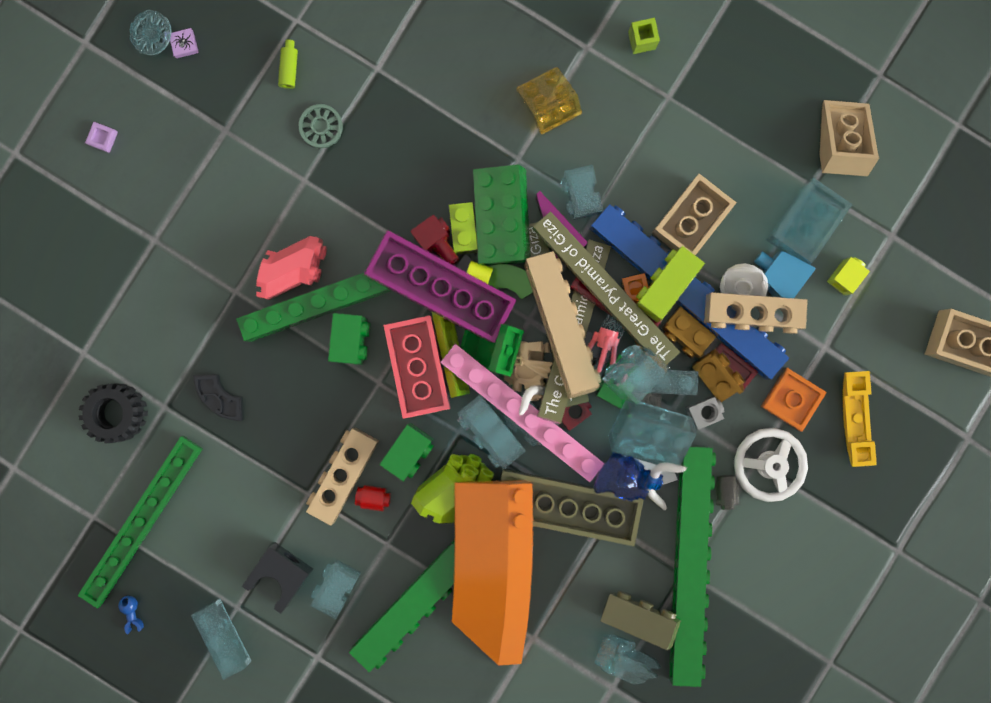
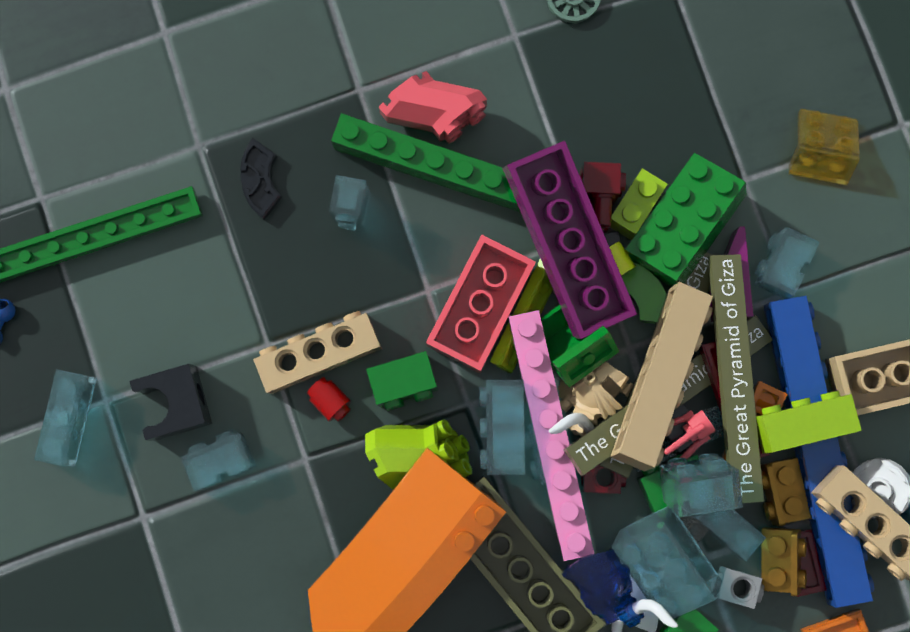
camera: 45 degrees right, 5 degrees down
(95, 419) = (129, 95): black tyre -> none
(286, 369) = (349, 202): none -> clear light blue brick
(349, 339) = (435, 221): green brick -> none
(406, 611) = (270, 543): green brick -> none

